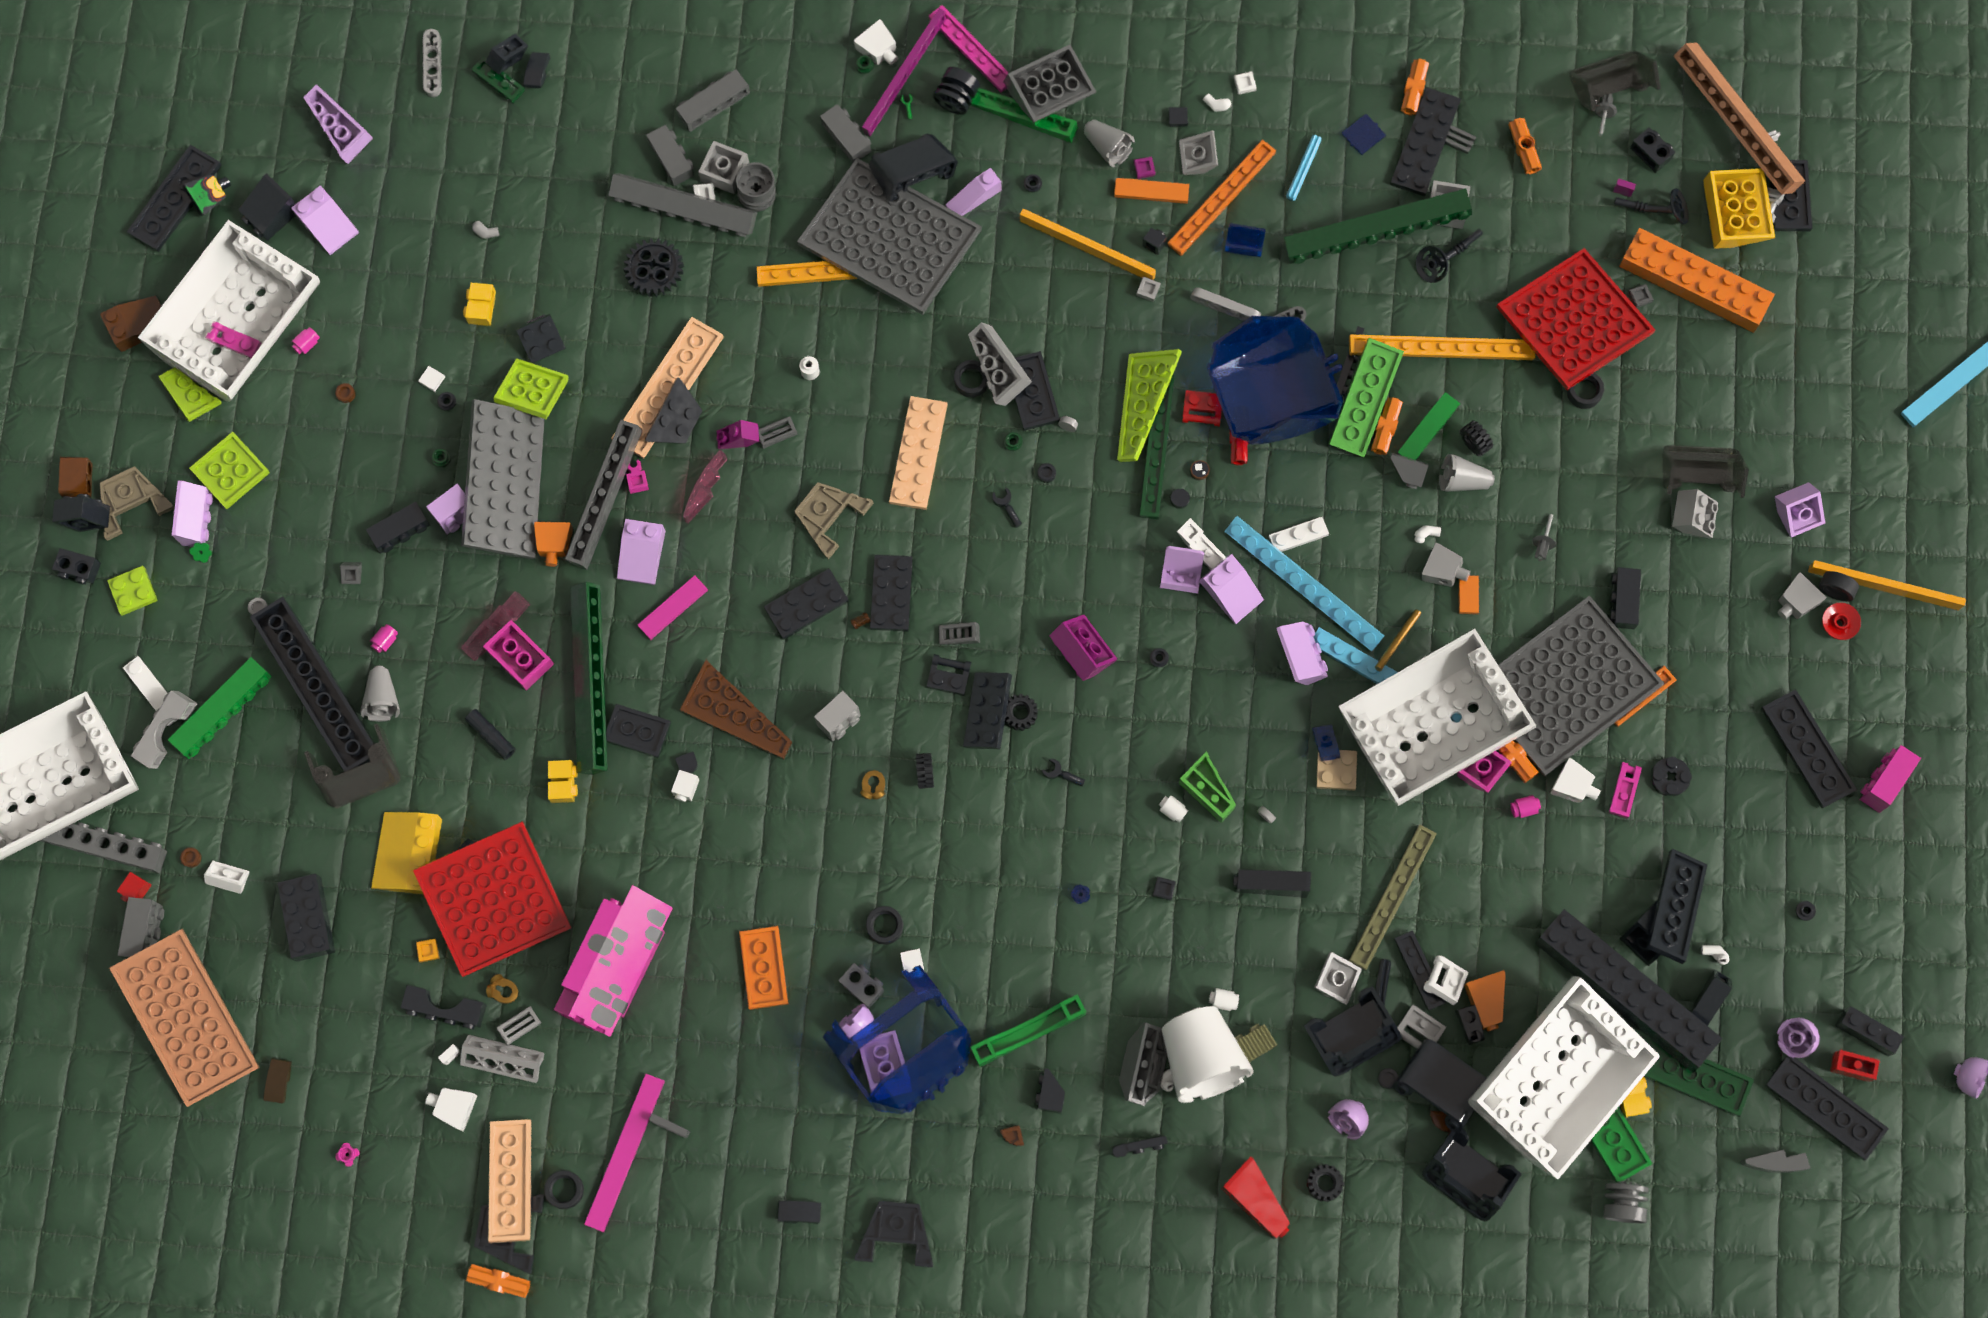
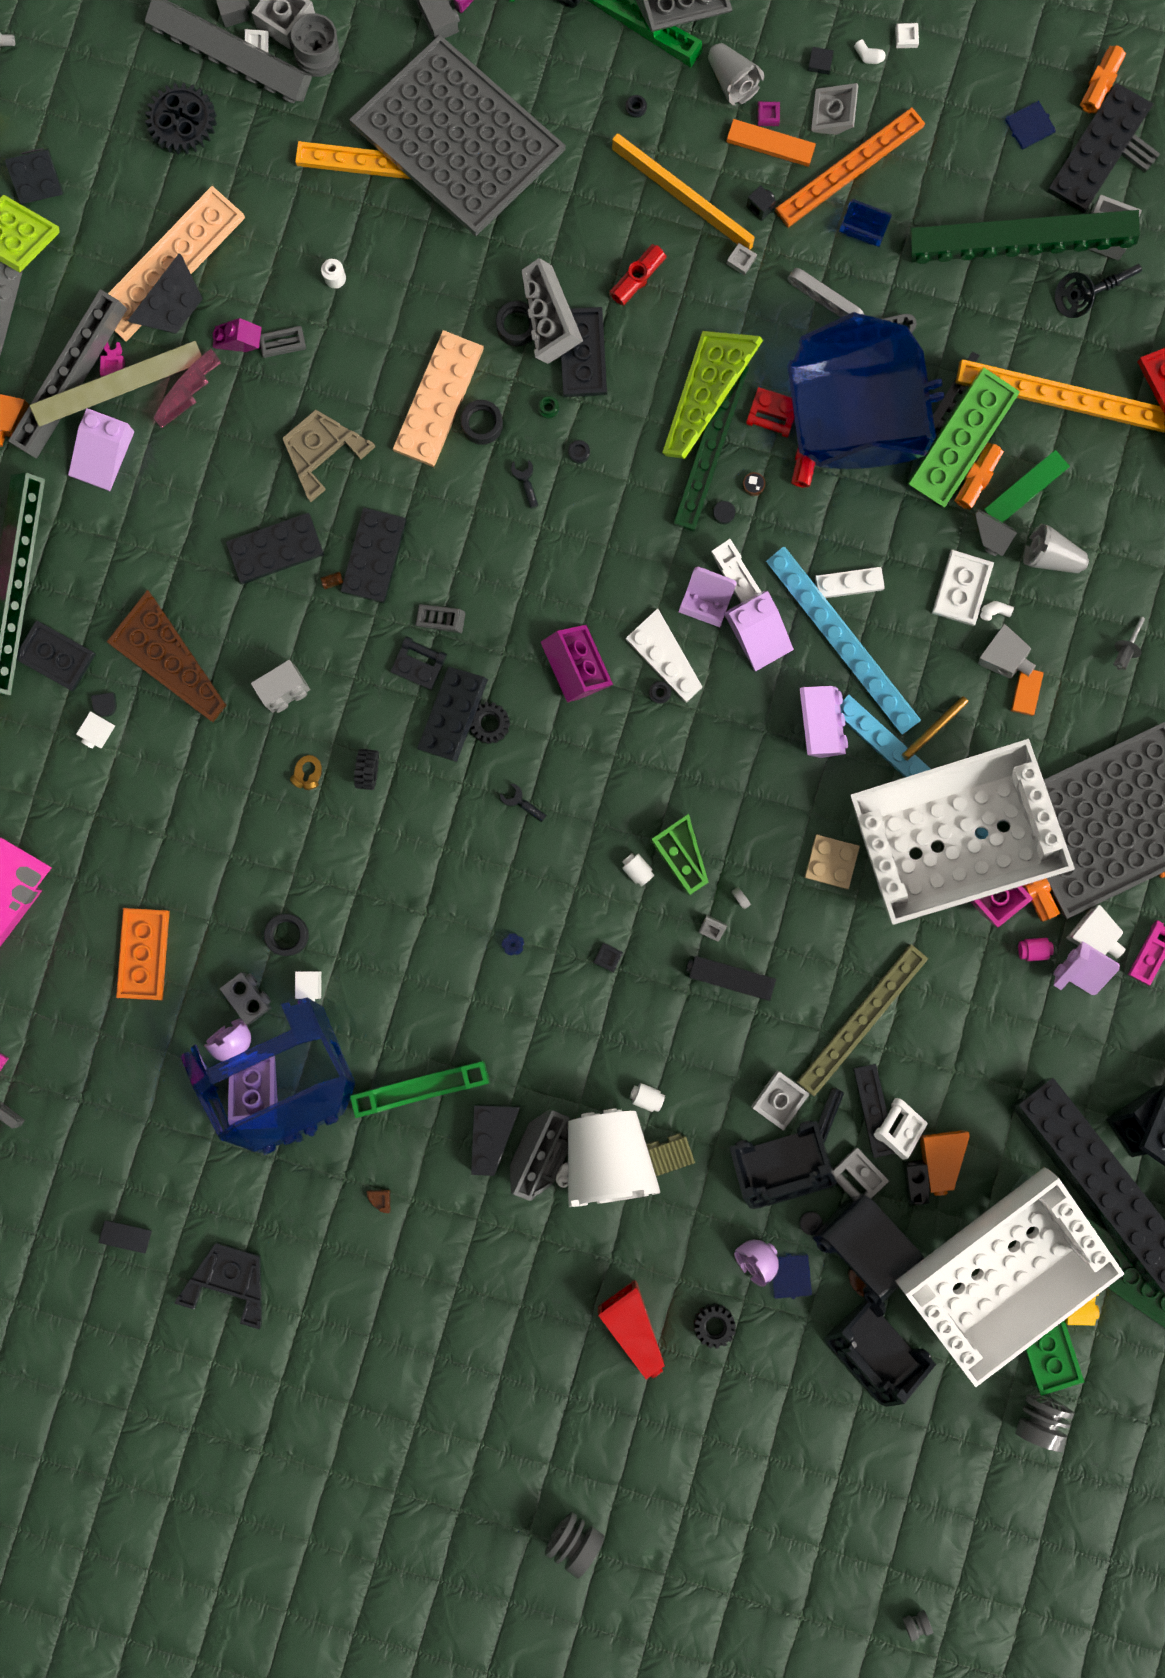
camera: 10 degrees right, 10 degrees up
(646, 494) = (115, 383): none -> tile
(672, 607) = (123, 522): dark pink tile -> none
(911, 164) = (500, 53): black windscreen -> none
(959, 450) = (481, 439): none -> black tyre
(975, 193) = (568, 104): lavender slope -> none
(1051, 1095) = (432, 1163): black slope -> none
(1059, 328) = (646, 266): none -> red piece
(1068, 423) = (615, 399): light grey tile -> none
(1097, 1058) = (490, 1135): none -> black wedge
(1138, 1146) = (517, 1241): black hinge -> none
(1152, 623) = (661, 651): none -> white wing
(1247, 846) = (712, 928): none -> light grey slope
(1303, 167) = (952, 150): medium azure axle -> none
(1326, 742) = (827, 830): clear blue plate -> none
(1382, 1128) = (792, 1277): none -> clear blue piece
(1394, 520) = (962, 587): none -> white tile
(1476, 438) = (1079, 511): black tyre -> none
(1571, 814) = (1085, 969): none -> lavender bracket

